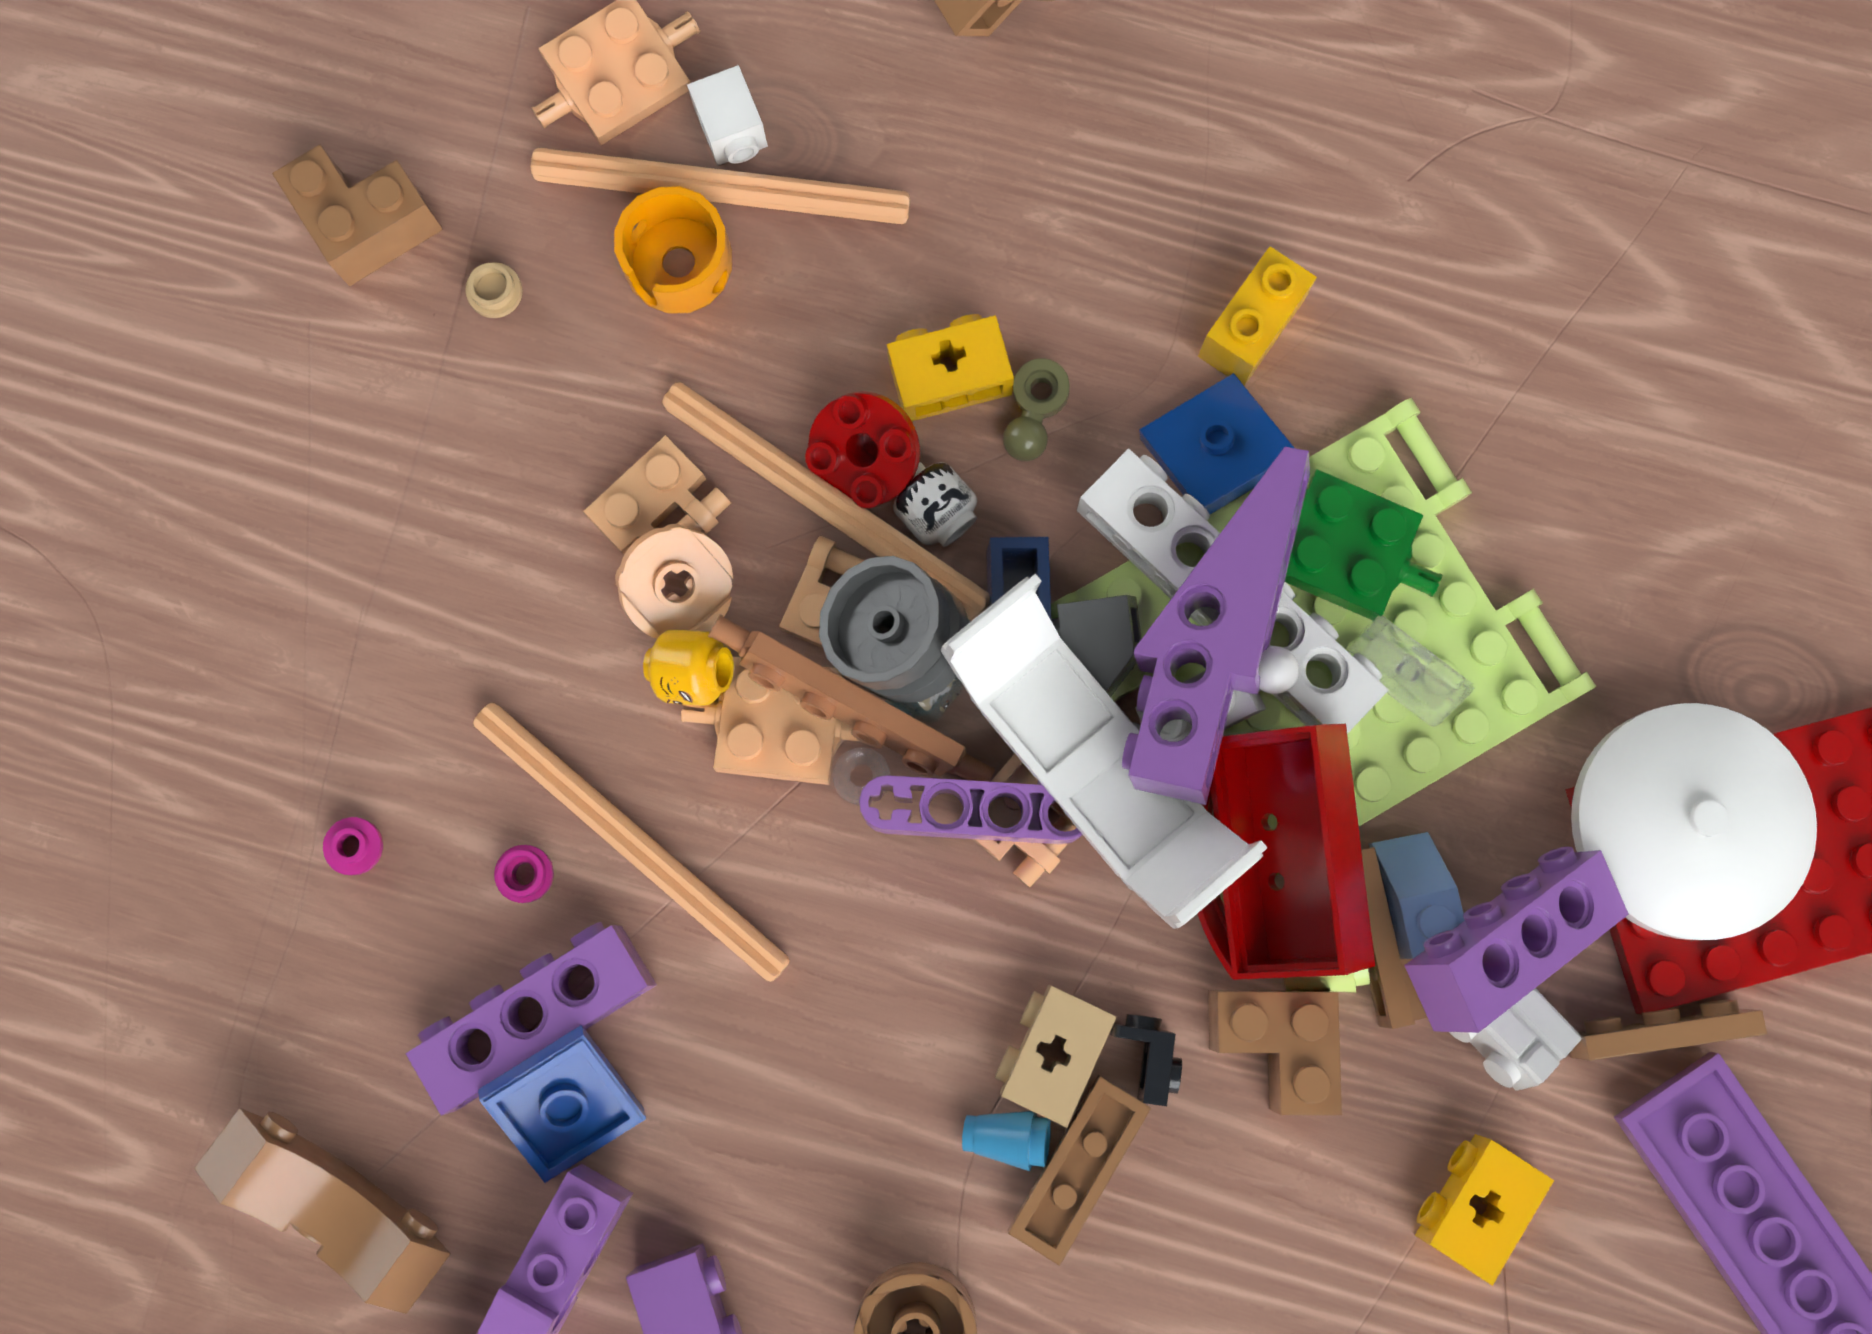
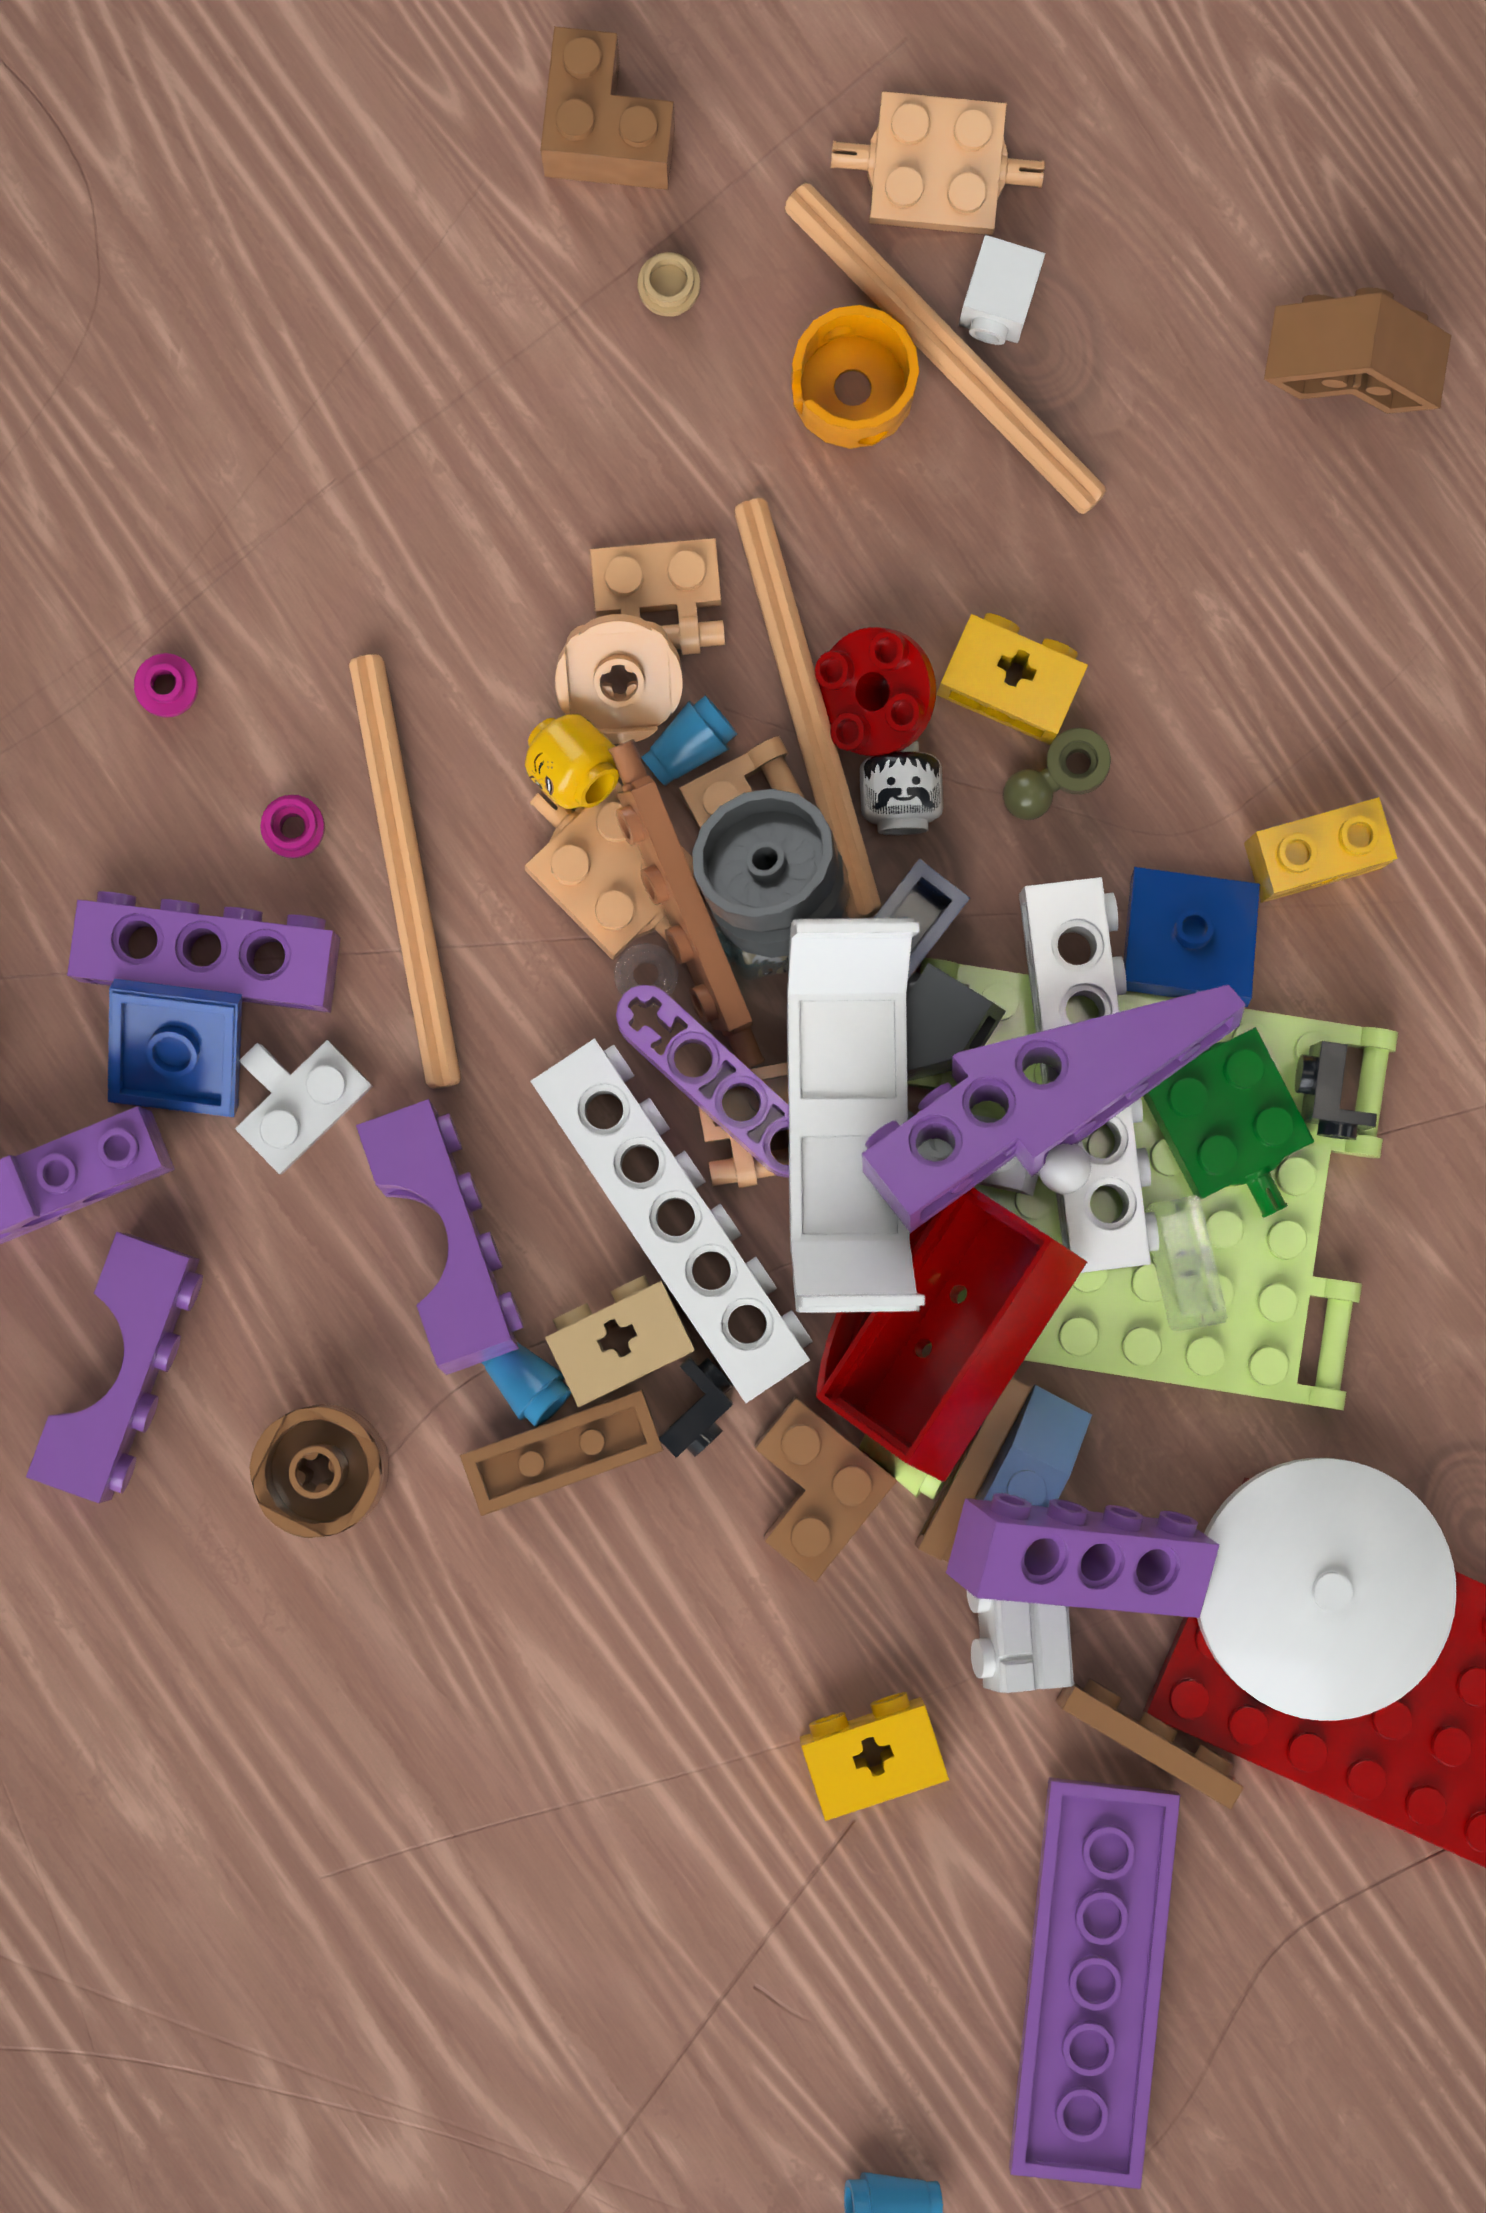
camera: 30 degrees right, 5 degrees up
(687, 1069) = (300, 1103): none -> white plate
(760, 588) = (689, 741): none -> dark azure cone
(929, 1125) = (464, 1312): none -> medium lavender arch
(1162, 994) = (567, 1093): none -> white brick
(1394, 469) = (1321, 1081): none -> black bracket

